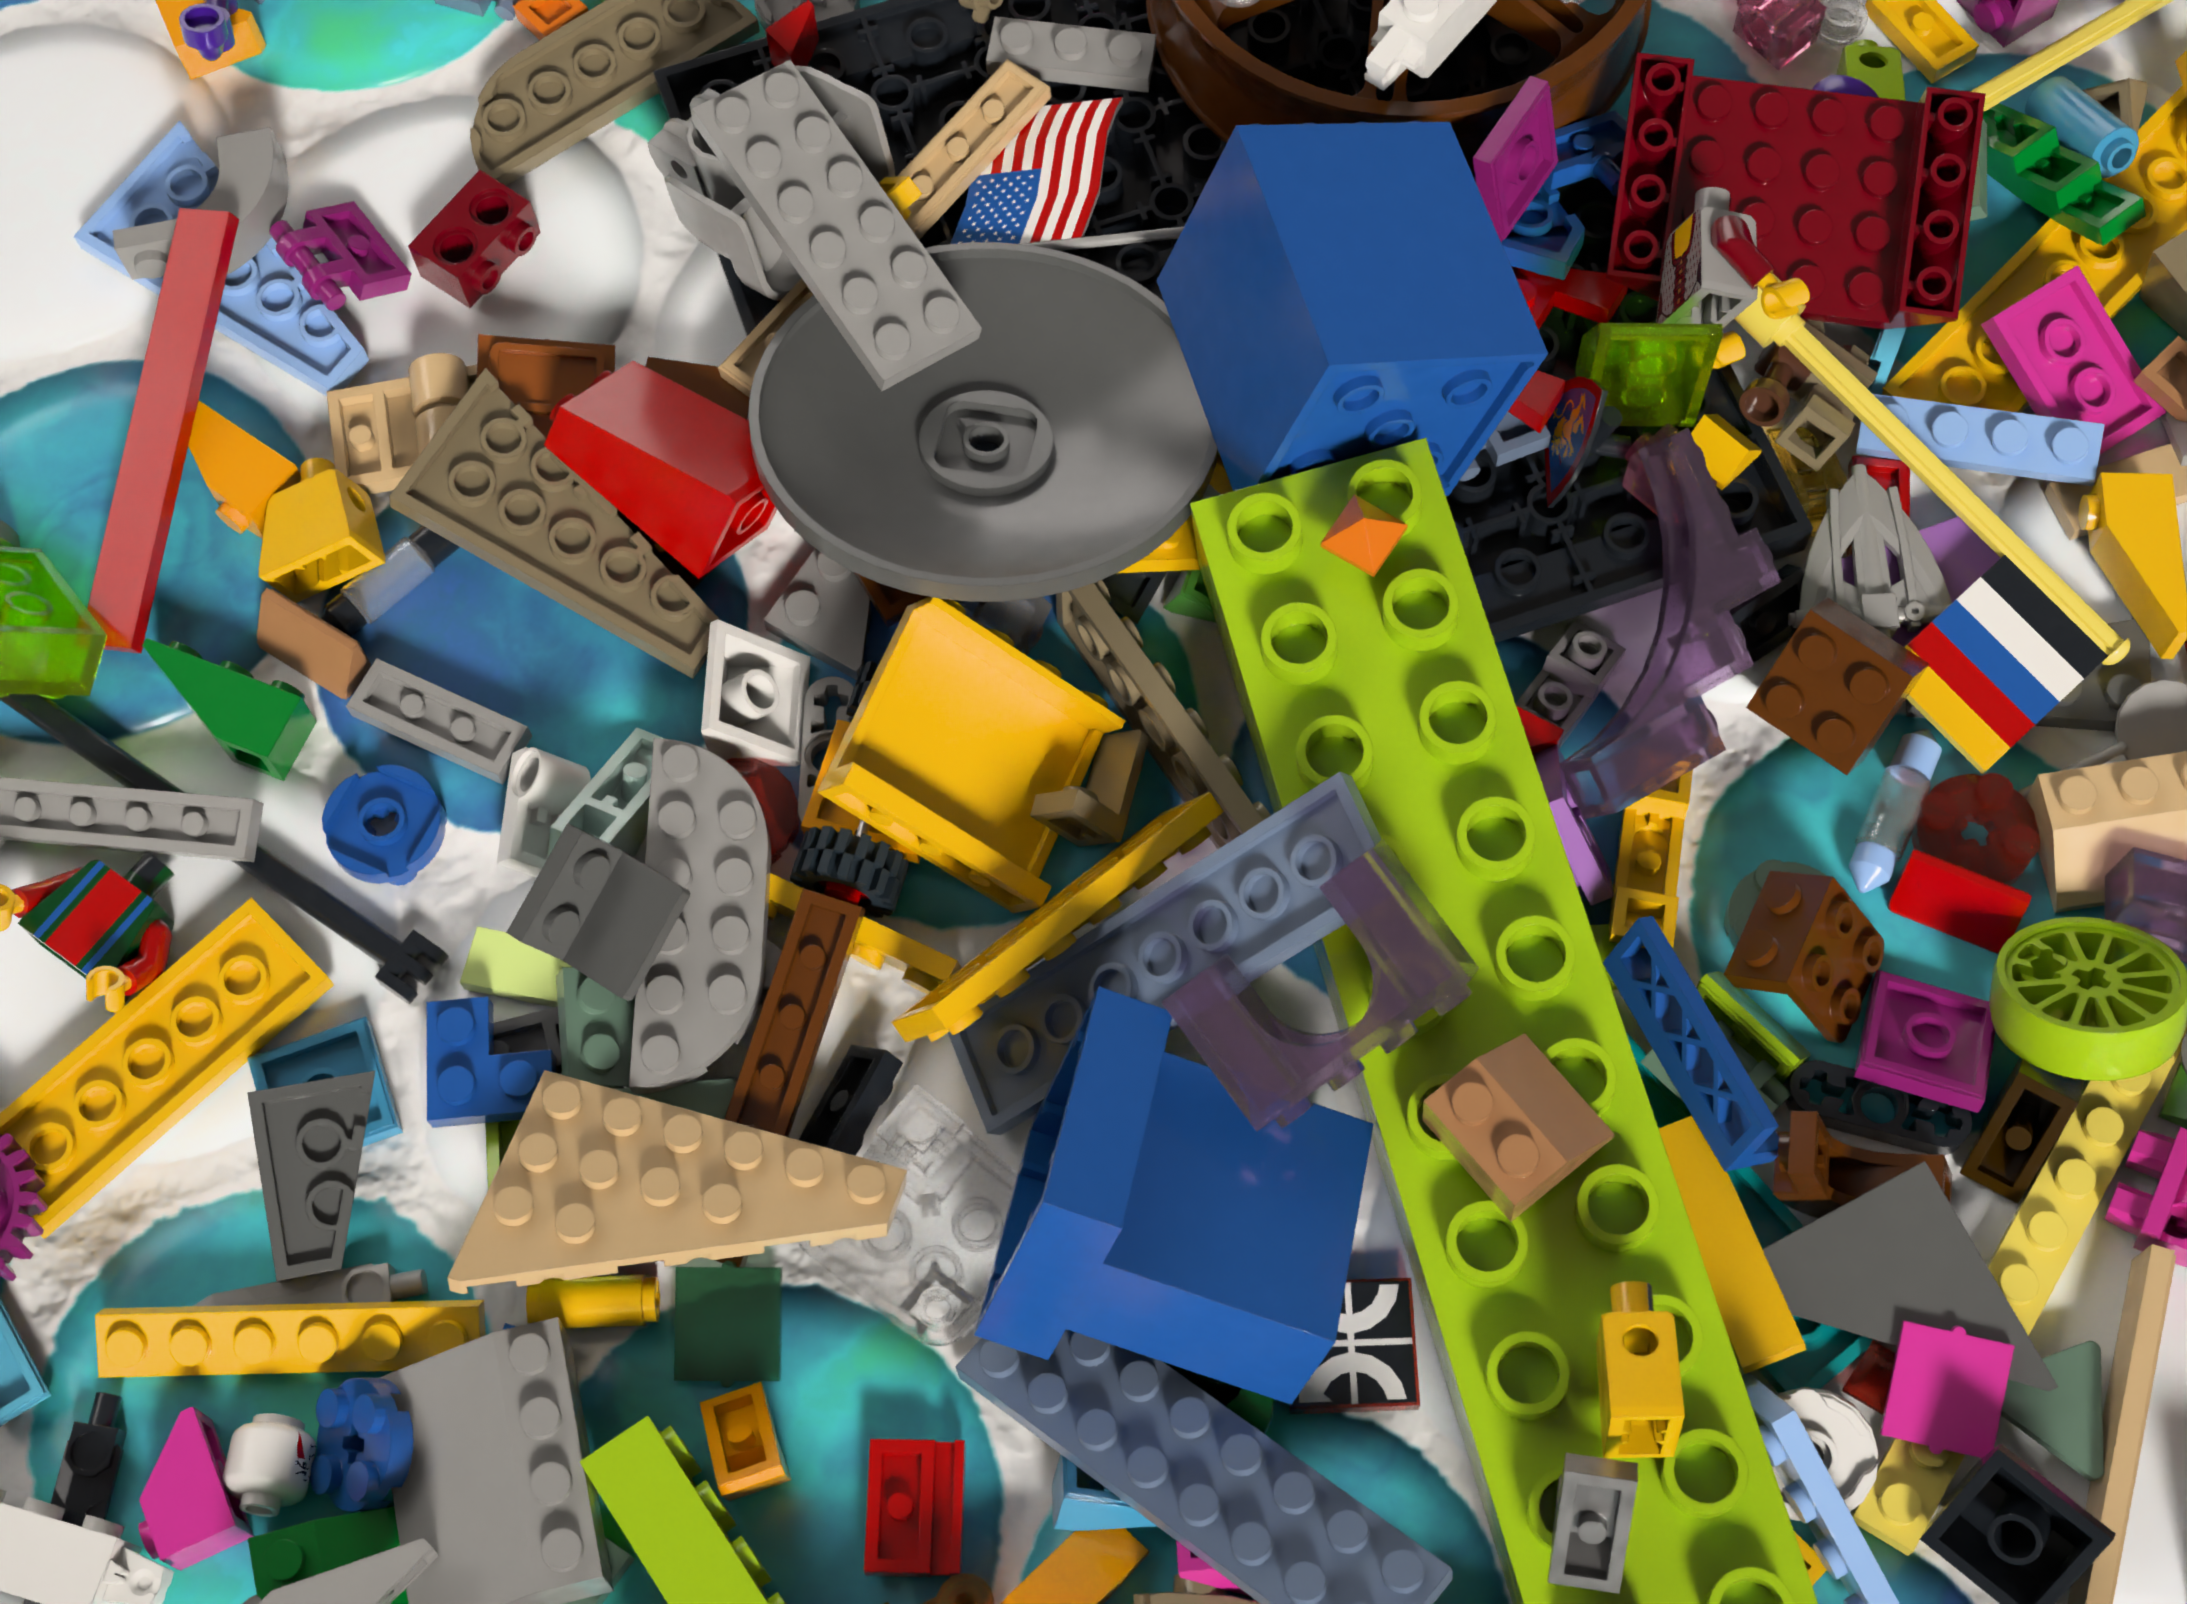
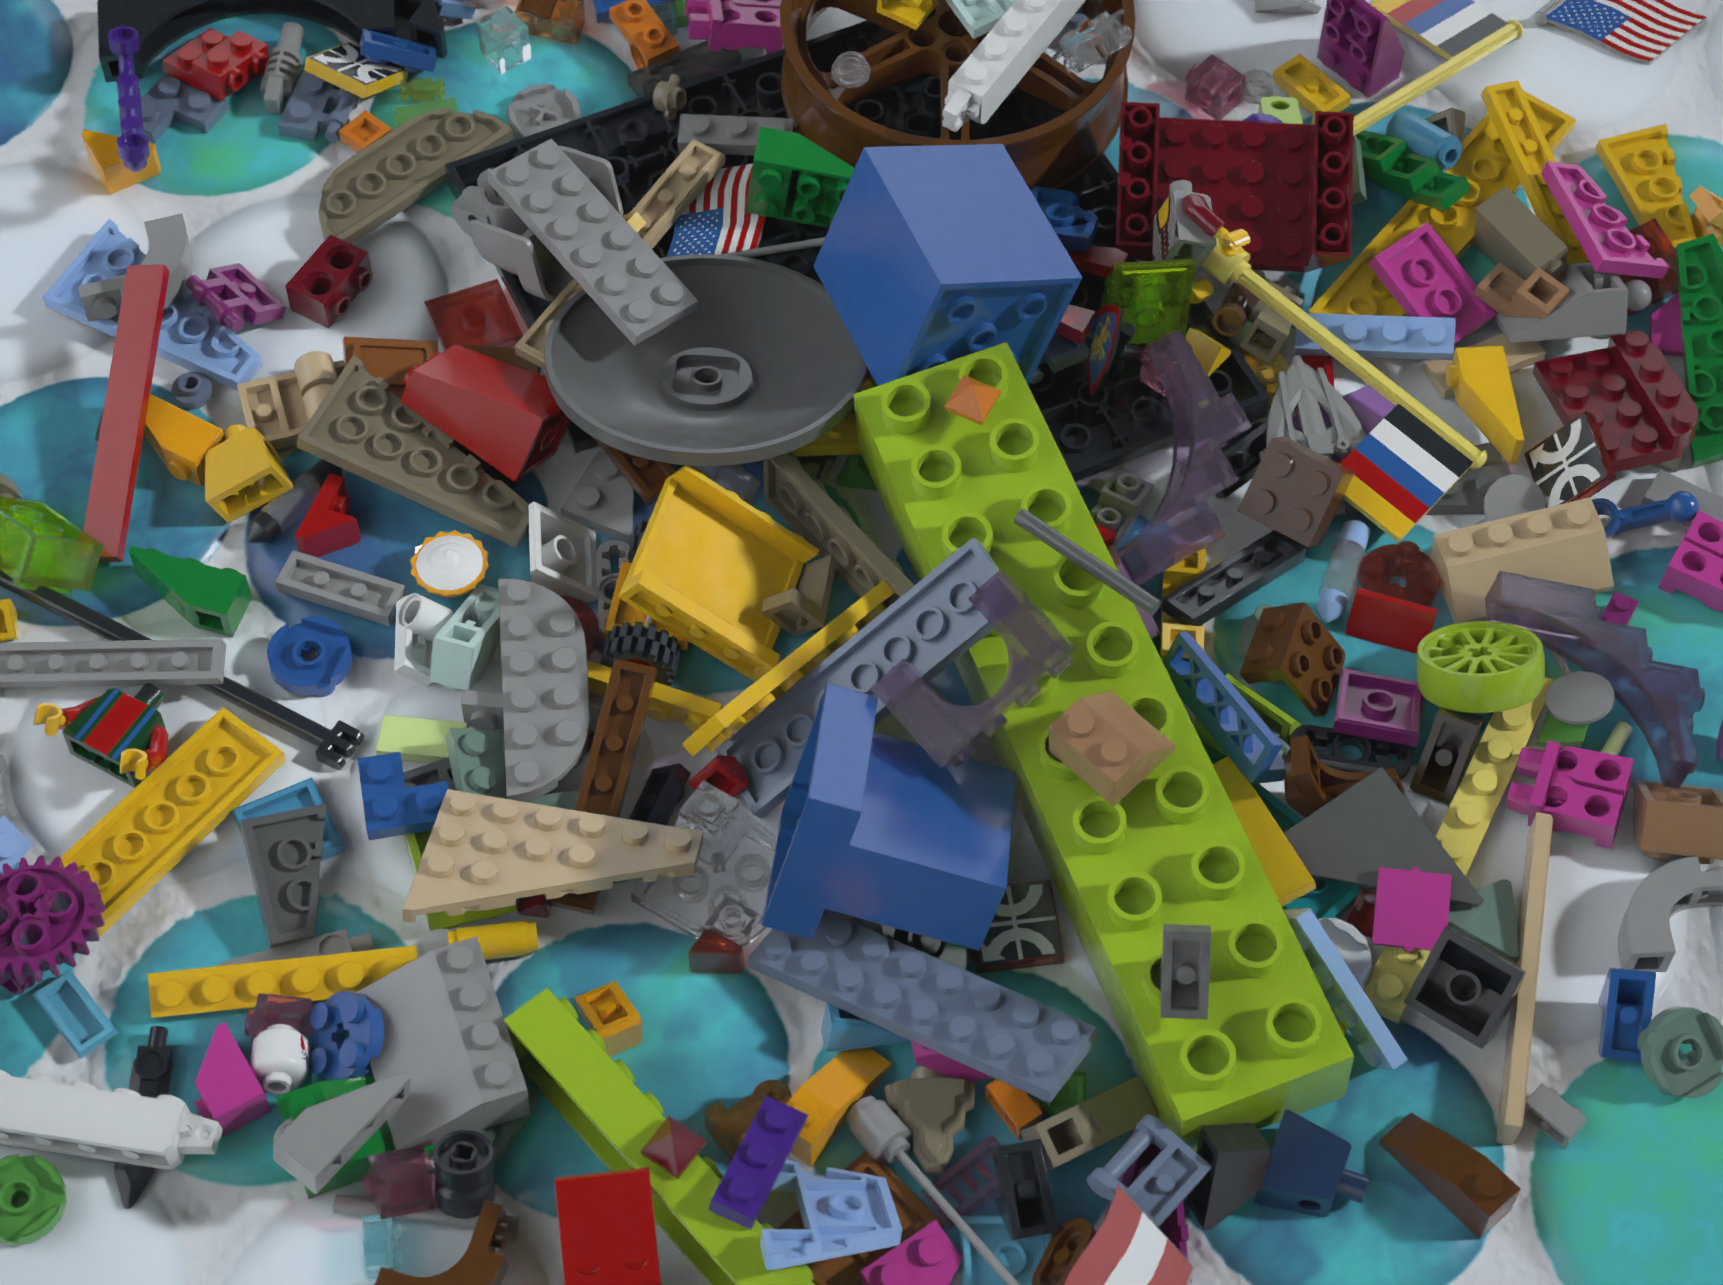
camera: 10 degrees left, 10 degrees down
(272, 404) = (195, 397): none -> sand blue plate
(281, 1392) = (278, 1010): none -> clear pink bracket
(310, 645) = (243, 546): medium nougat slope -> none
(423, 623) = (327, 523): none -> red slope
(593, 698) = (449, 564): none -> white piece
(599, 911) = (475, 685): dark grey bracket -> none
(674, 311) = (474, 317): none -> clear red plate
(728, 1324) = (588, 946): clear green piece -> none
(794, 36) = (542, 130): red slope -> none
(908, 1354) = (716, 954): none -> clear red slope
(915, 1508) = (729, 1048): red plate -> none
(947, 1074) = (723, 773): none -> red slope
(1145, 137) = (796, 179): none -> green slope
(1511, 818) = (1087, 562): none -> dark grey bar
(1517, 156) = (1050, 167): magenta tile -> none
(1590, 150) = (1088, 173): blue plate -> none
(1638, 1376) = (1202, 870): yellow torso -> none
(1729, 818) = (1233, 579): none -> black plate

